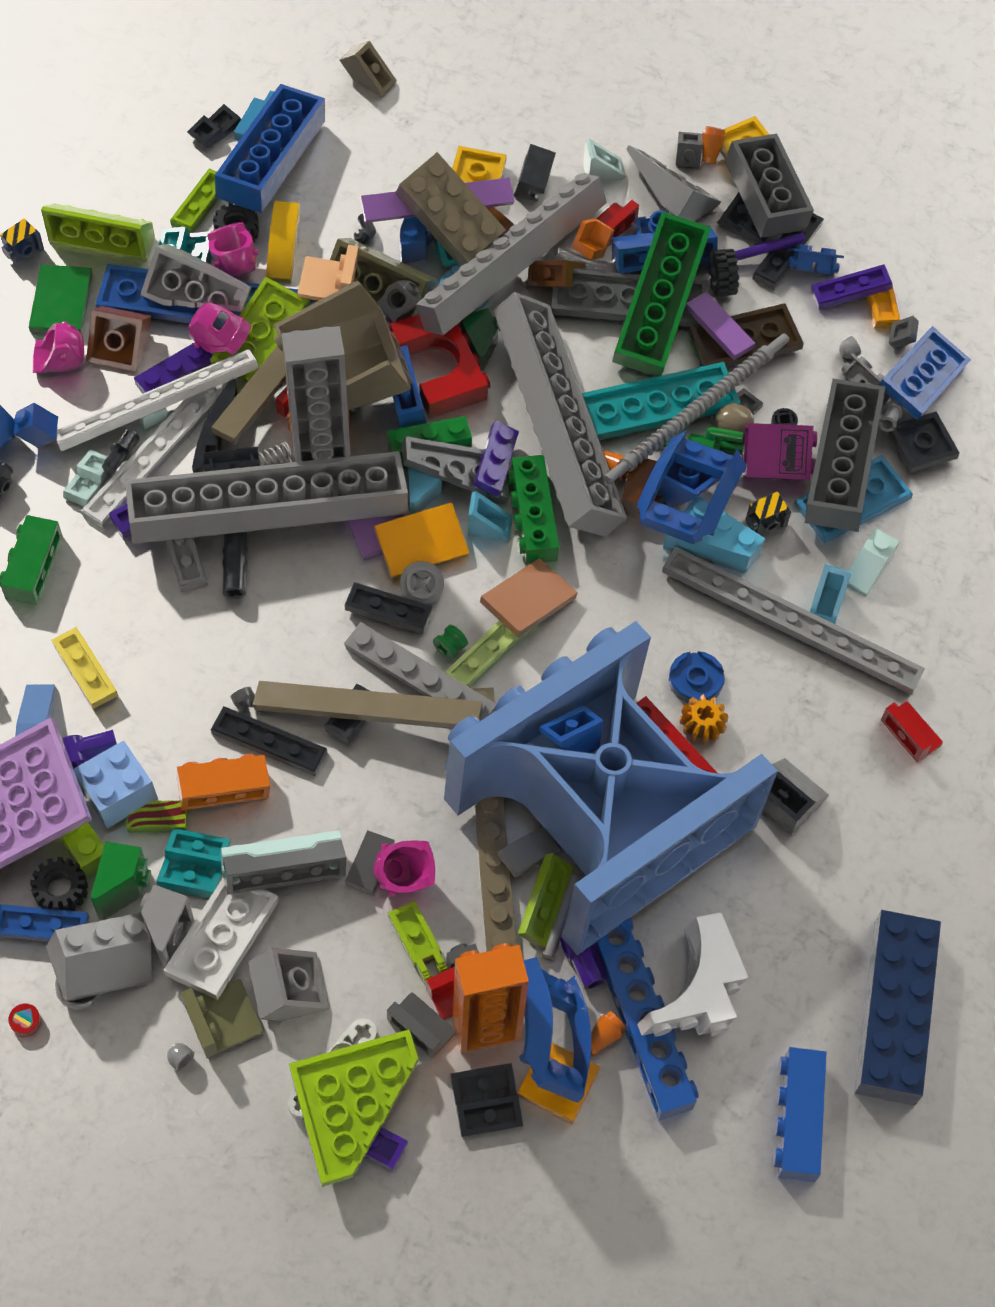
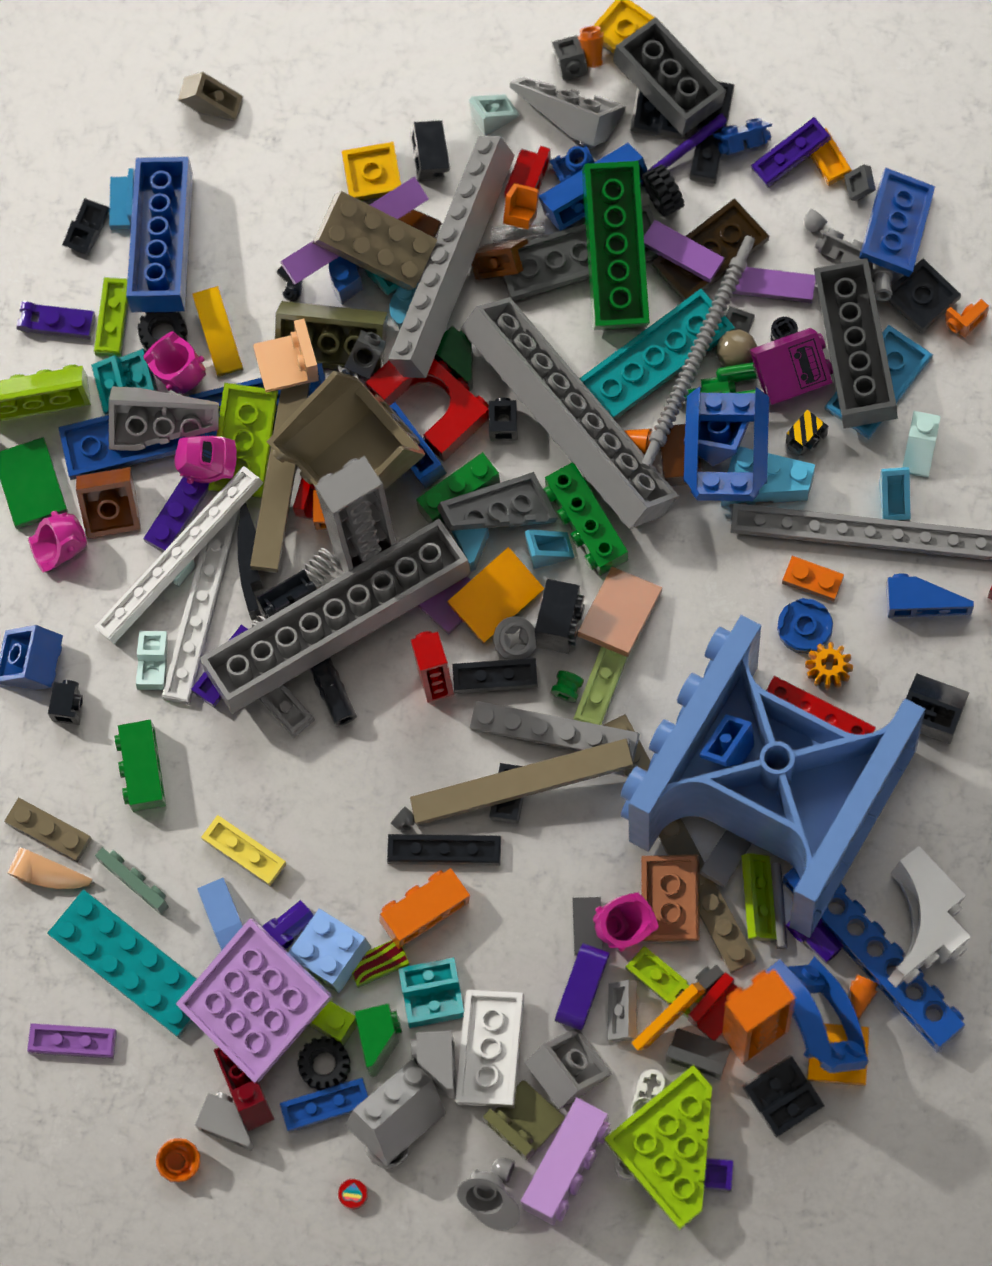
camera: 10 degrees left, 10 degrees up
(35, 425) = (78, 629): blue brick -> none
(121, 451) = (170, 621): black axle -> none
(149, 1079) = (488, 1200): none -> light grey piece
(151, 186) = (56, 320): none -> dark purple plate
(240, 1071) = (565, 1161): none -> lavender brick
(283, 862) = (514, 960): dark grey piece -> none
(330, 567) = (432, 666): none -> red brick
(337, 914) = (582, 986): none -> dark purple beam
(365, 952) = (622, 1010): none -> light grey plate
(406, 973) = (668, 1016): none -> light orange tile
(461, 866) = (672, 891): none -> nougat tile
(469, 576) = (558, 616): none -> black brick
(496, 458) = (529, 483): plate -> none
(497, 401) = (503, 430): none -> black brick
(721, 639) = (813, 578): none -> orange plate
(792, 386) = (776, 285): none -> medium lavender tile
(817, 694) = (920, 598): none -> blue slope
(959, 477) = (968, 320): none -> orange bracket

